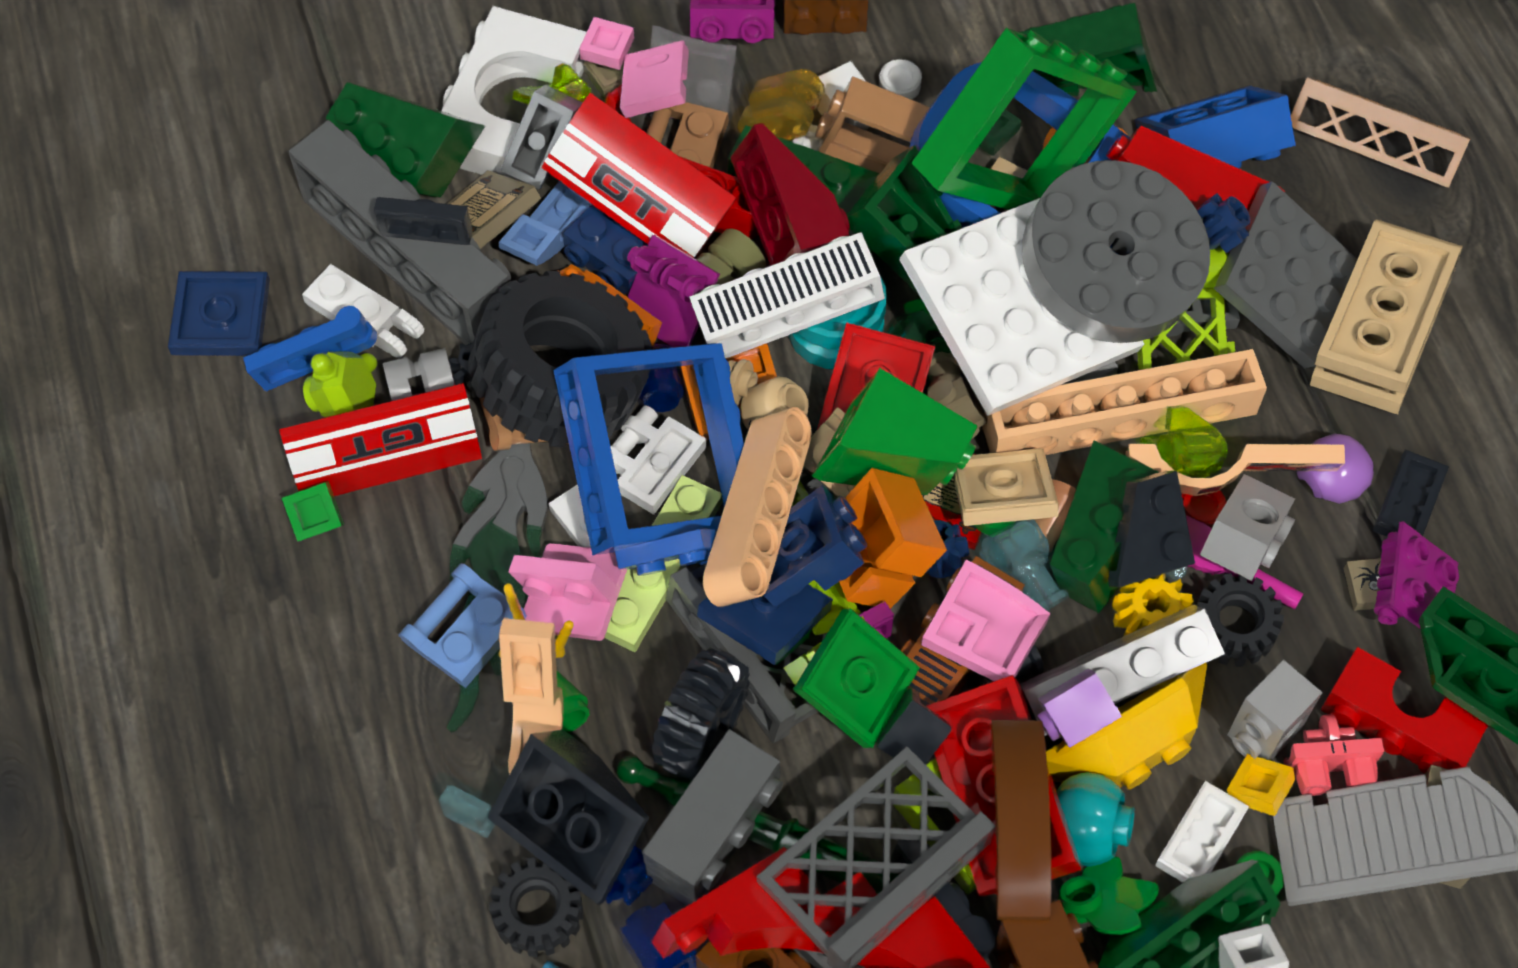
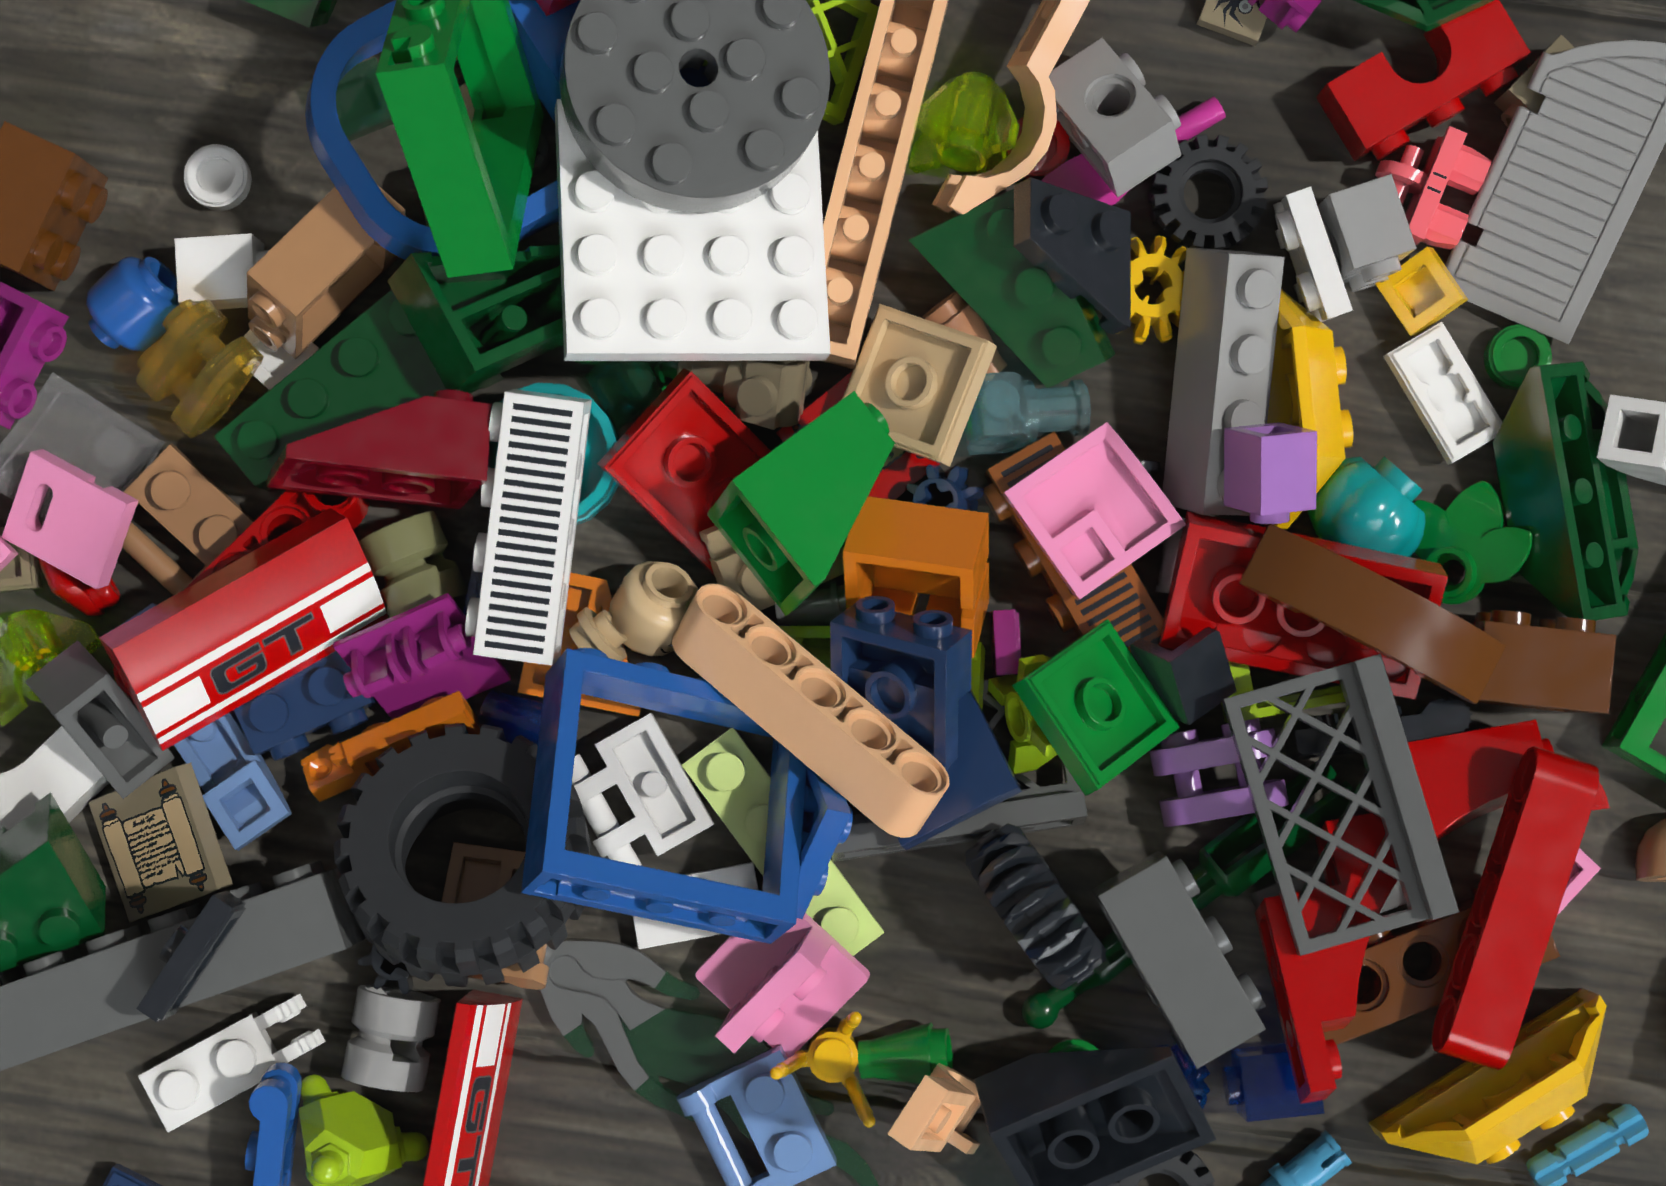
camera: 70 degrees left, 25 degrees up
(800, 54) = (132, 303): none -> blue head
(850, 775) = (1186, 754): none -> medium lavender brick
(1223, 700) = (1312, 256): none -> white plate

